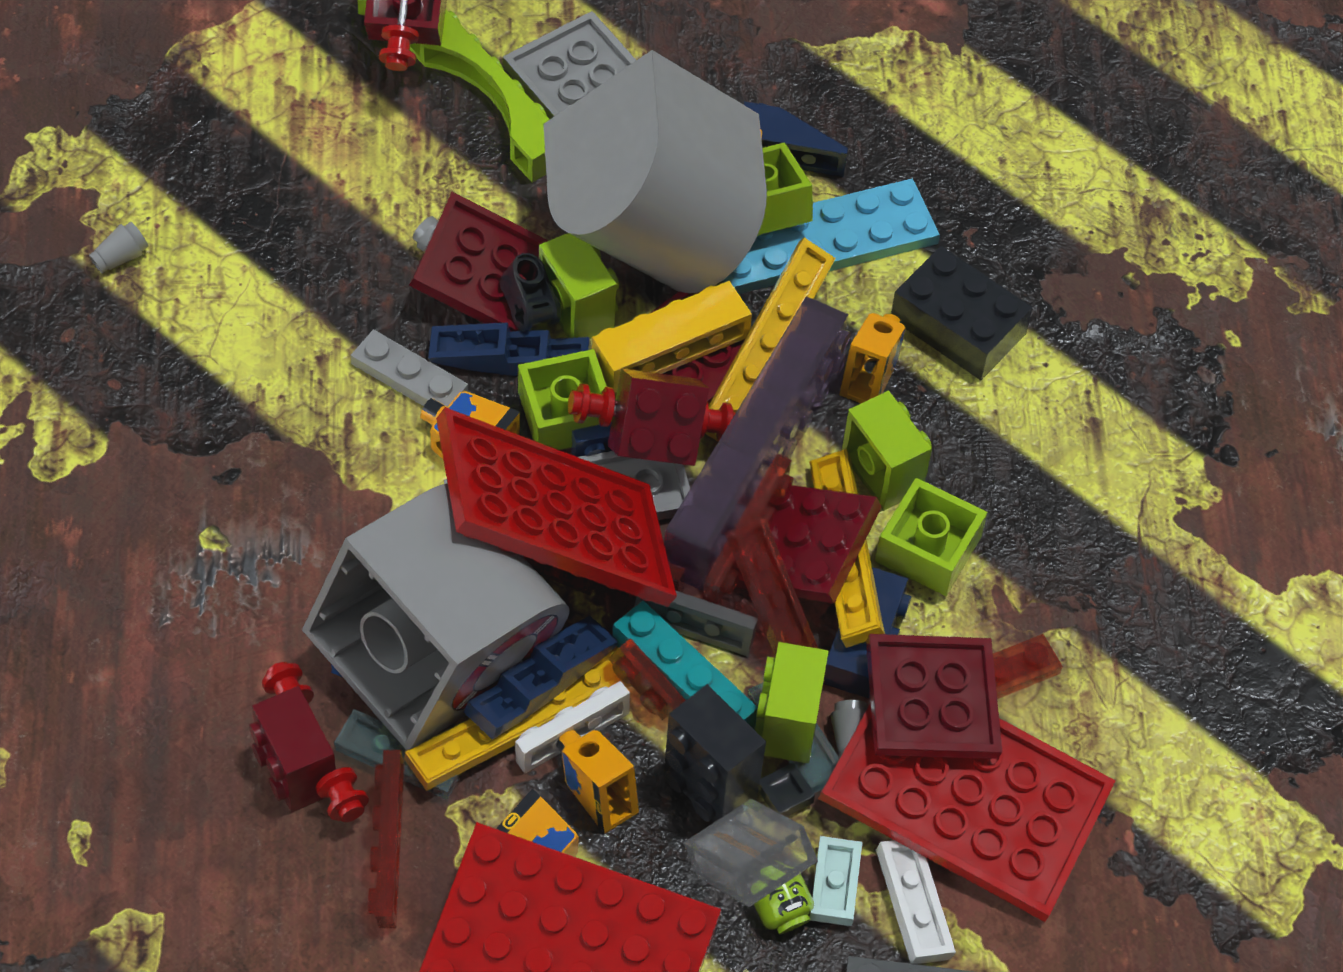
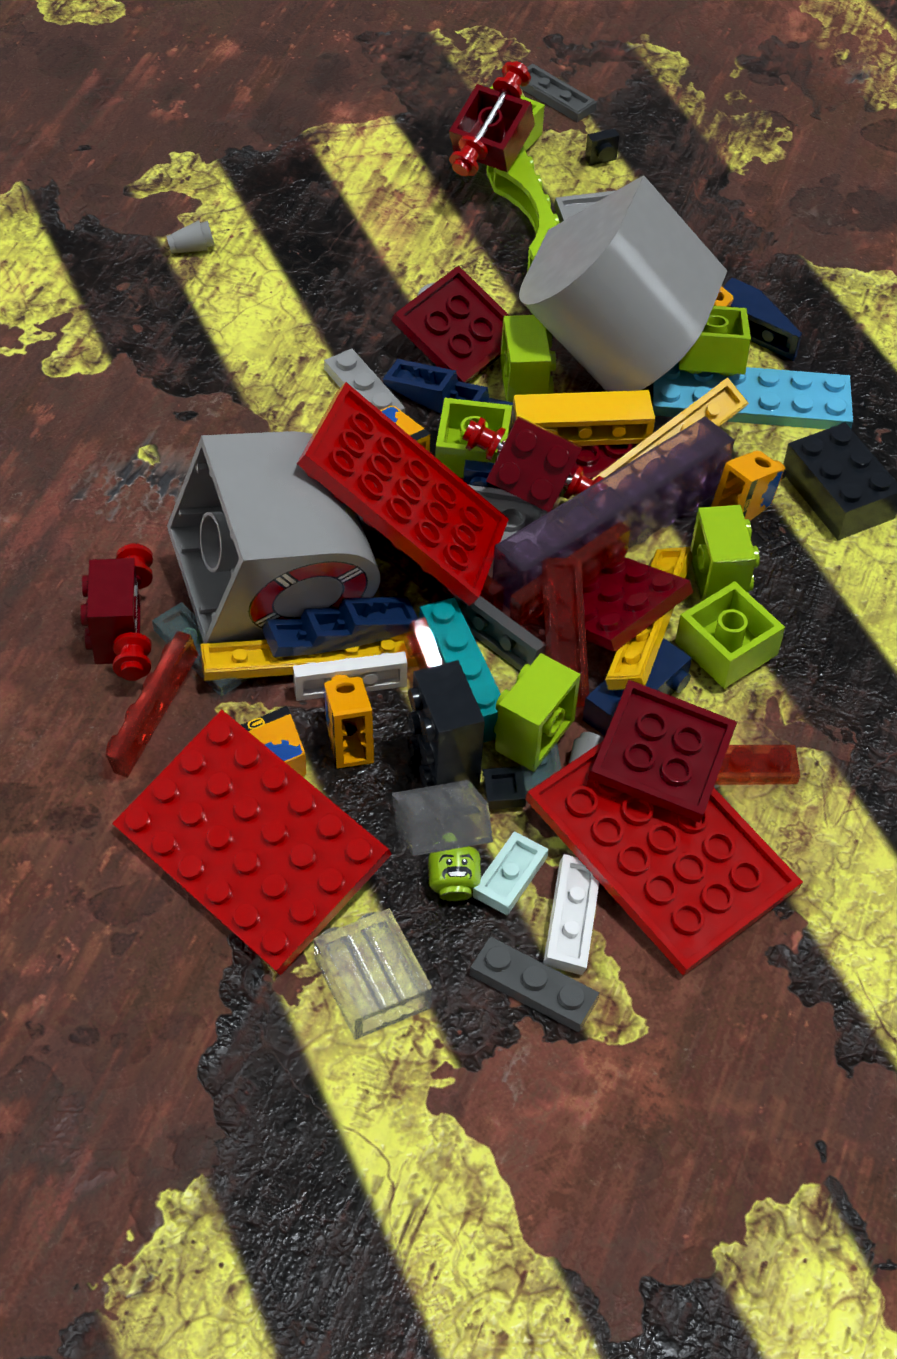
camera: 25 degrees right, 5 degrees down
(531, 299) = (485, 360): black piece -> none

